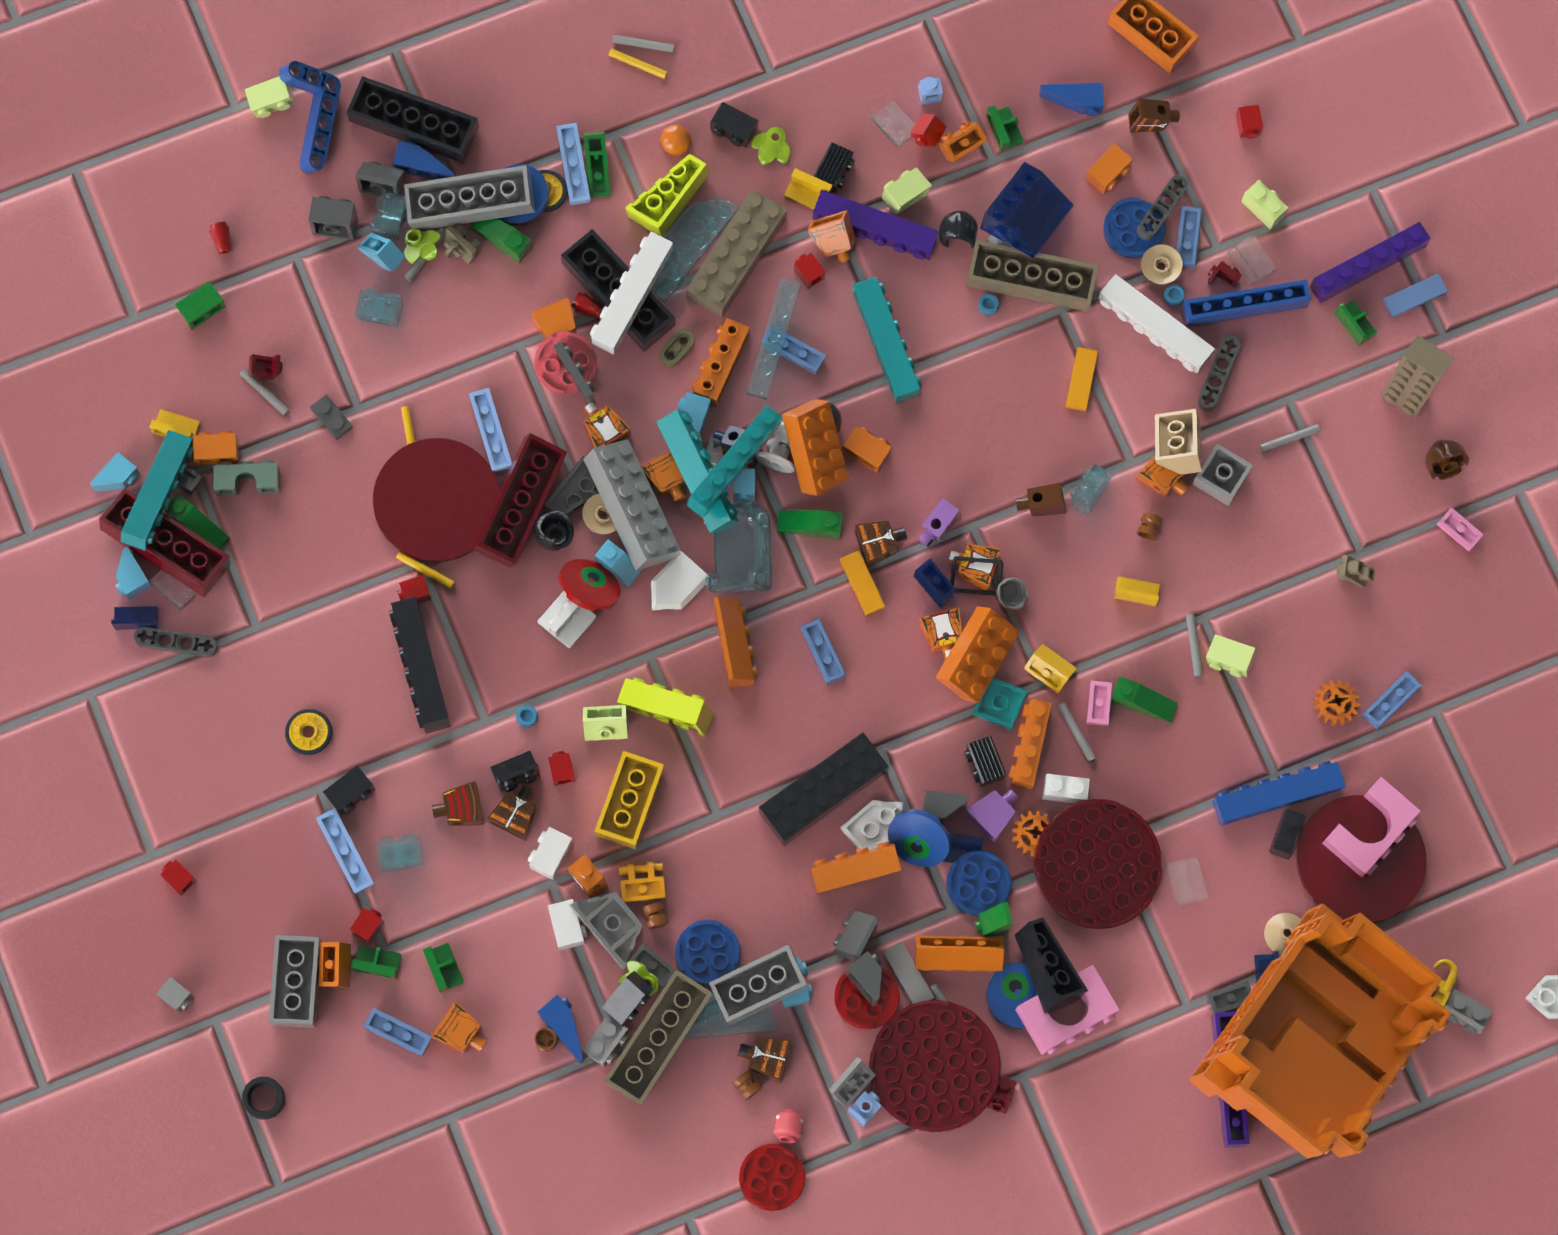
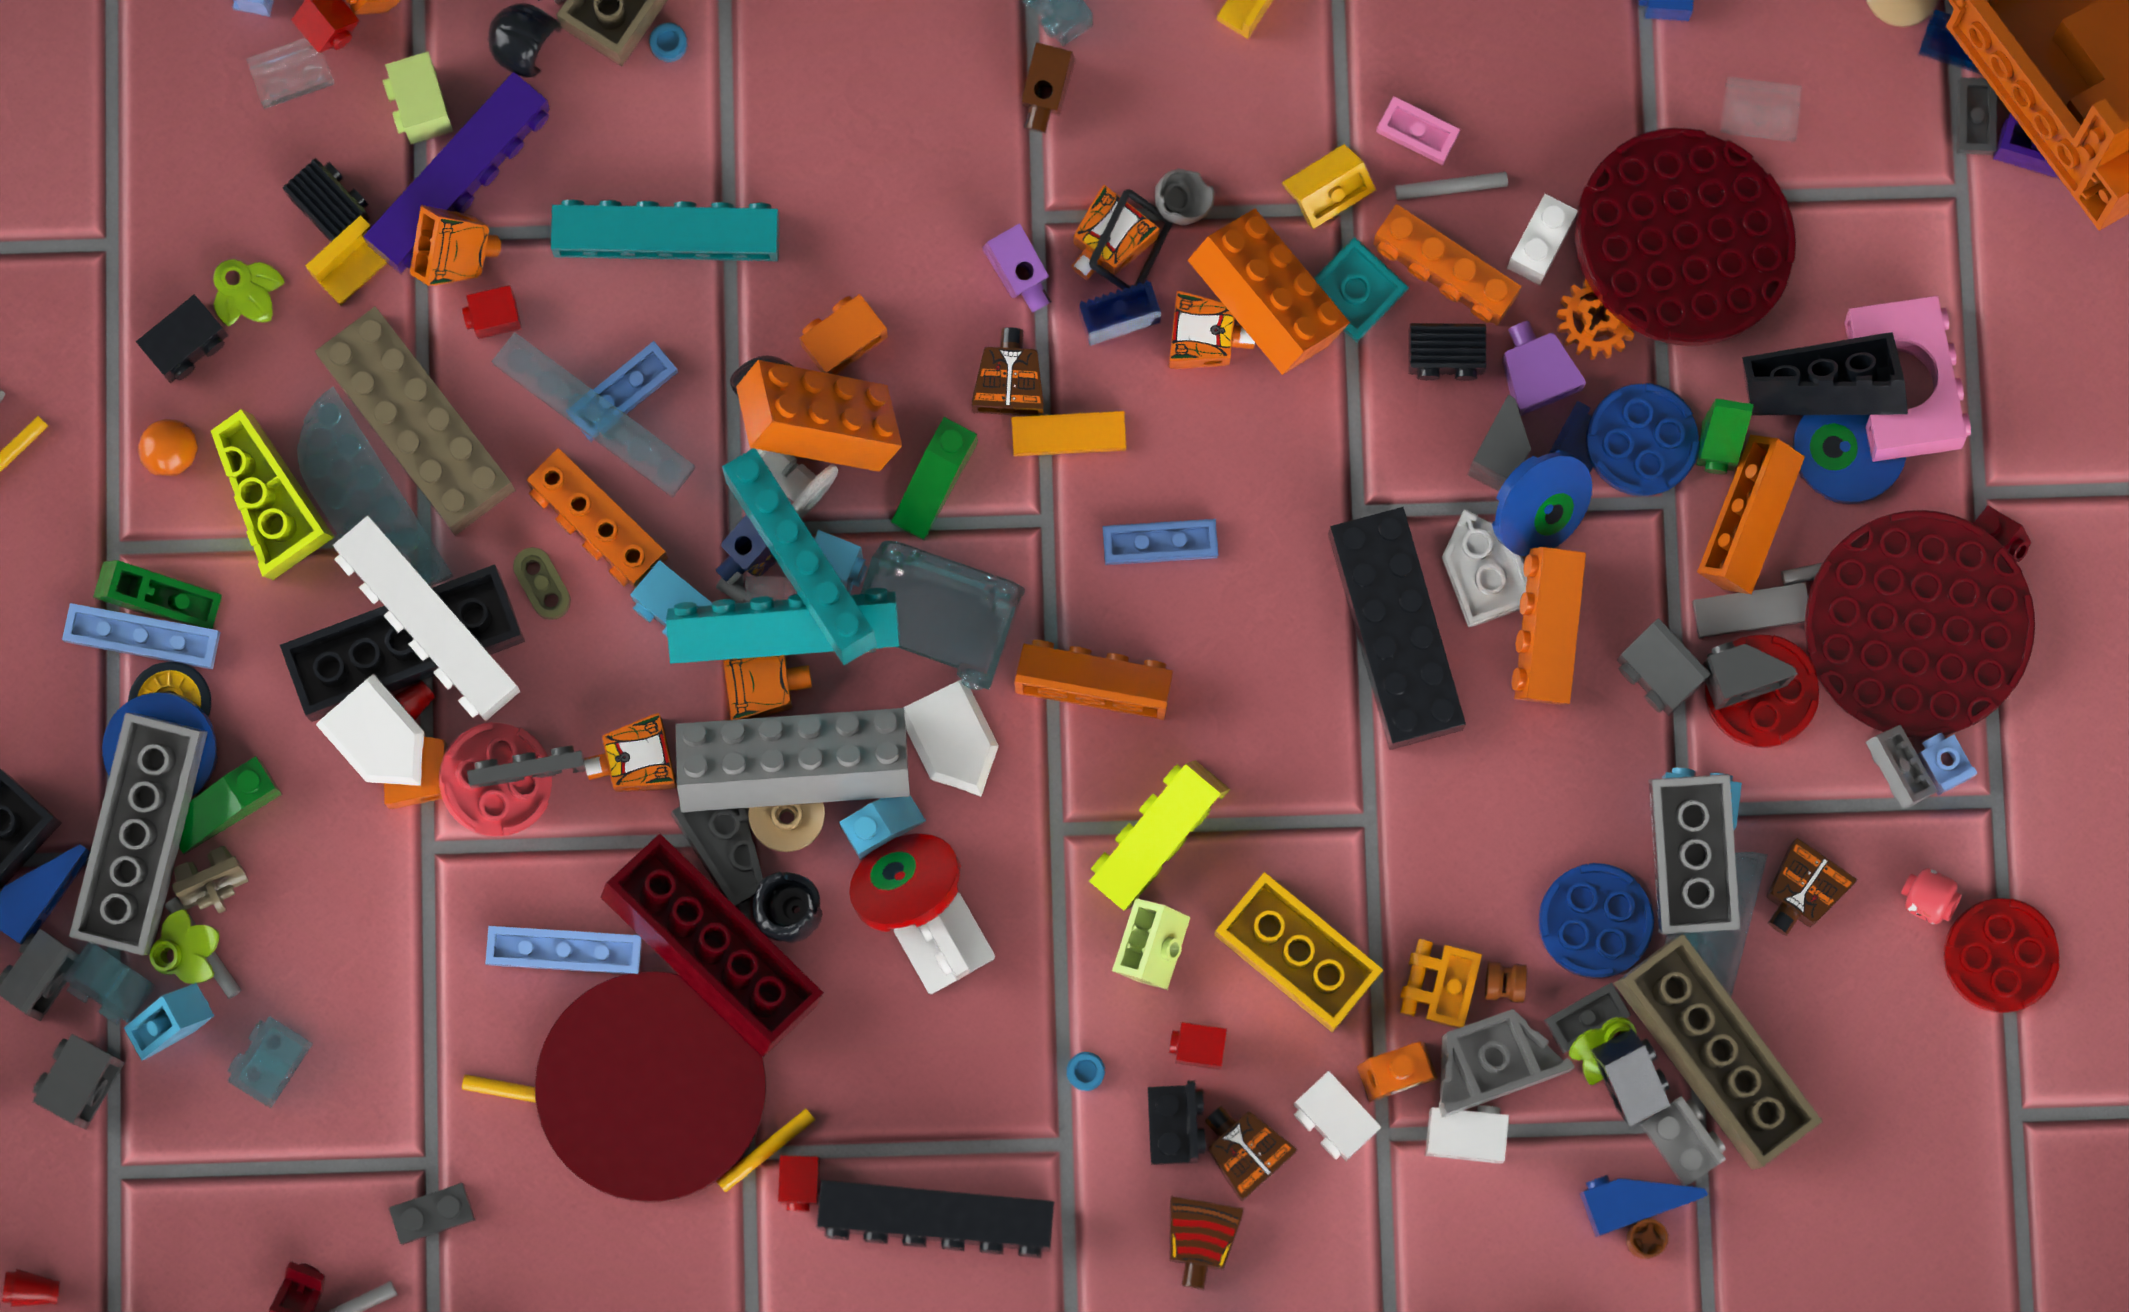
camera: 65 degrees left, 5 degrees up
(564, 293) = (376, 735): none -> white tile
(747, 1085) = (1840, 937): dark orange wheel -> none
(1143, 700) = (1438, 59): green slope -> none

